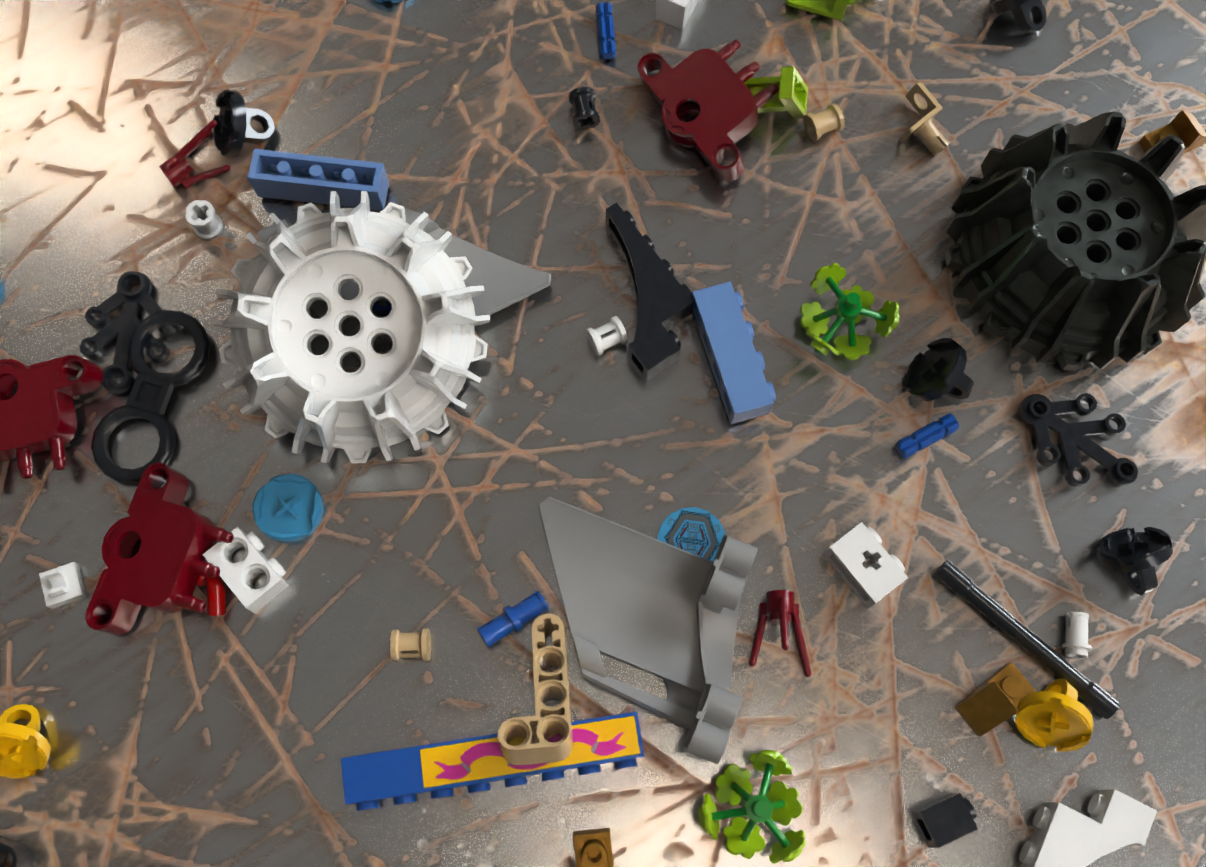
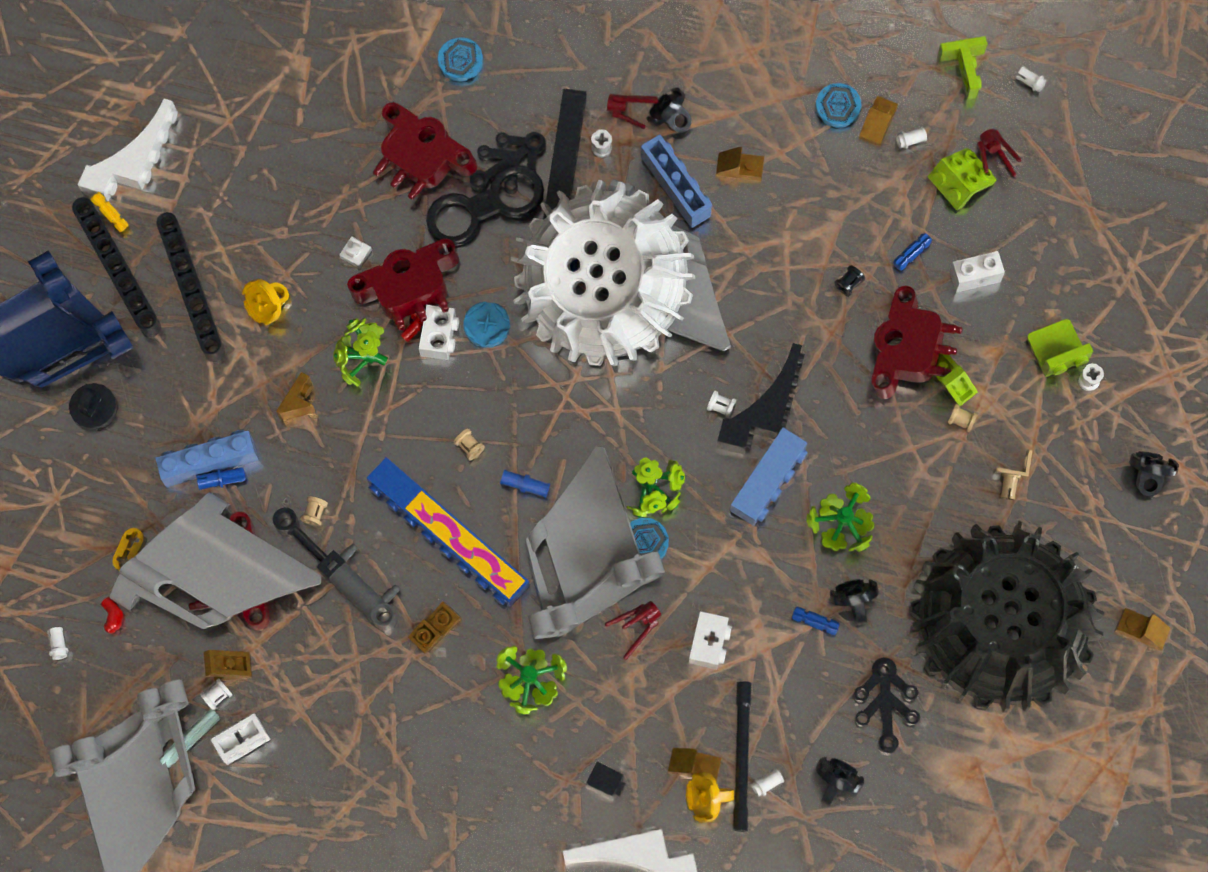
camera: 55 degrees right, 0 degrees up
(170, 817) = (293, 403): none -> pearl gold slope
(172, 258) = (566, 146): none -> black beam
(184, 669) = (364, 348): none -> lime plant
(360, 111) = (738, 165): none -> pearl gold slope
(546, 687) = (485, 536): tan beam -> none
(633, 474) = (647, 475): none -> lime plant

